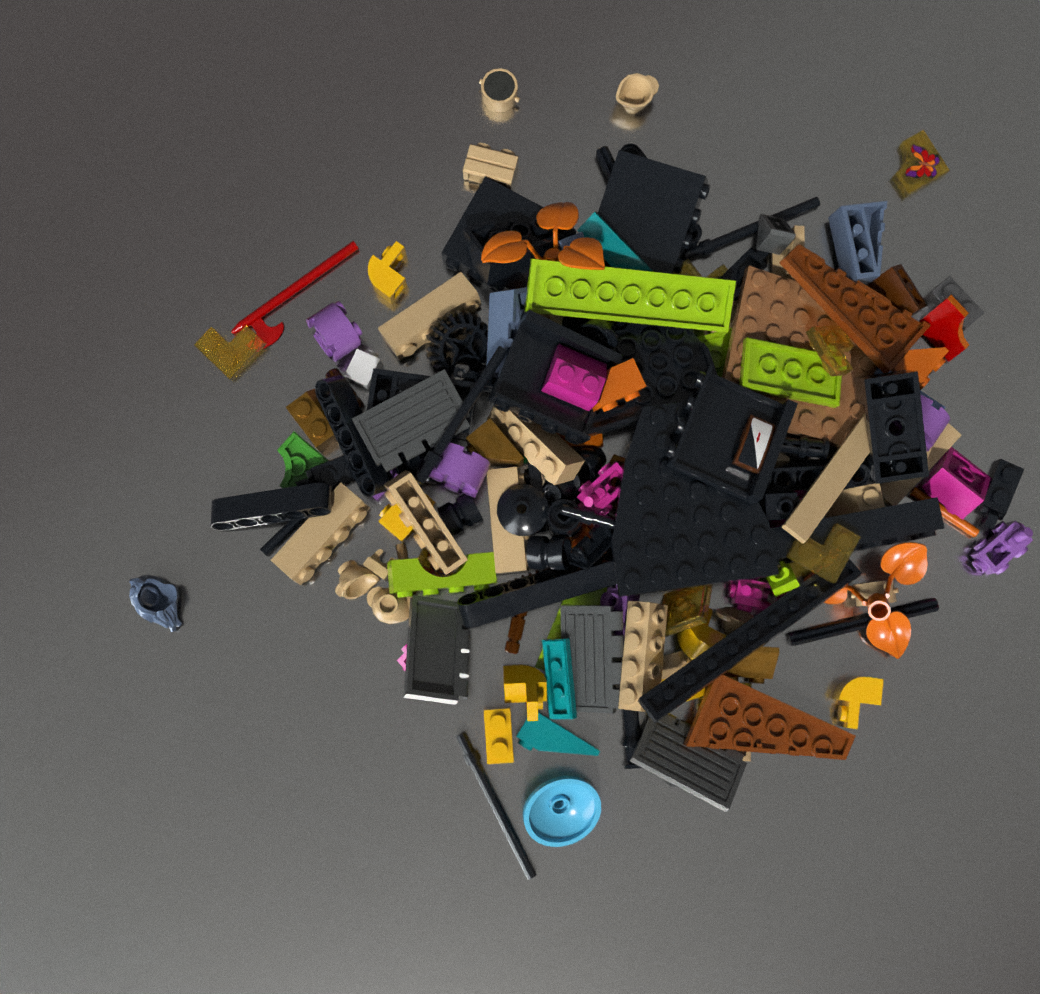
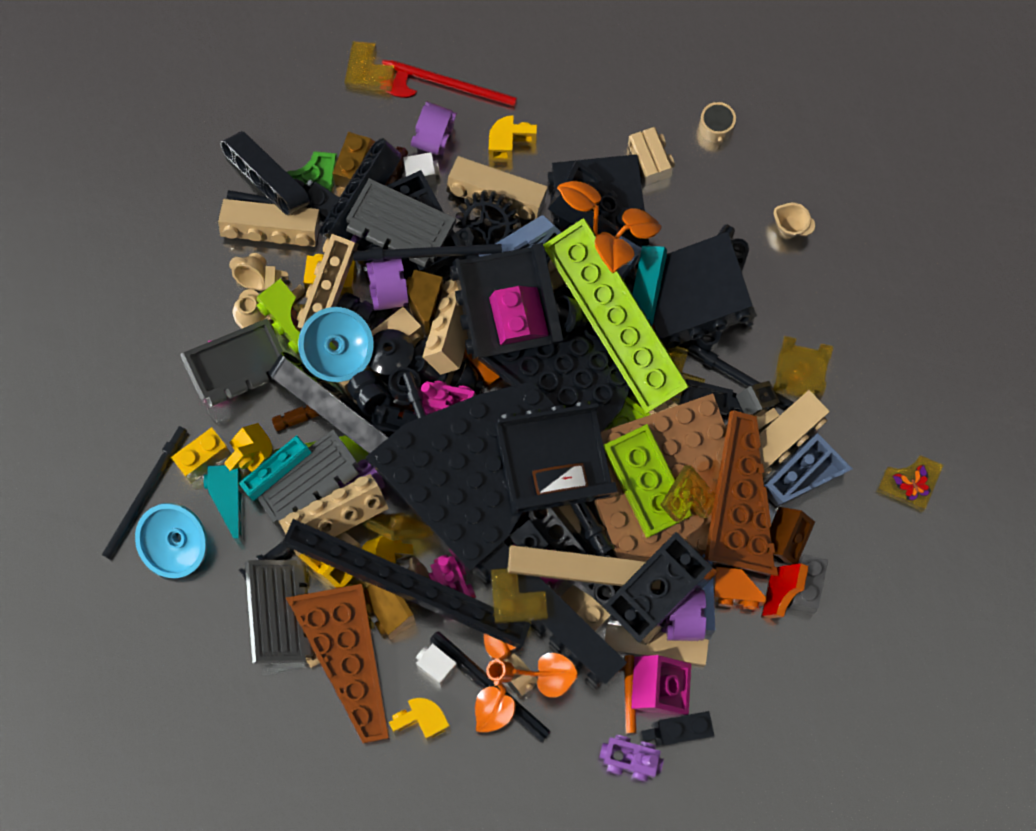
camera: 60 degrees right, 10 degrees down
(155, 600) = (137, 142): sand blue hair -> none
(503, 547) = (353, 341): none -> medium azure dish
(621, 382) = (537, 352): orange slope -> none
(767, 180) = (801, 369): none -> clear yellow panel
(784, 581) = (472, 585): lime tile -> none
(816, 214) = (791, 429): none -> tan brick
(818, 654) = (435, 664): none -> white brick

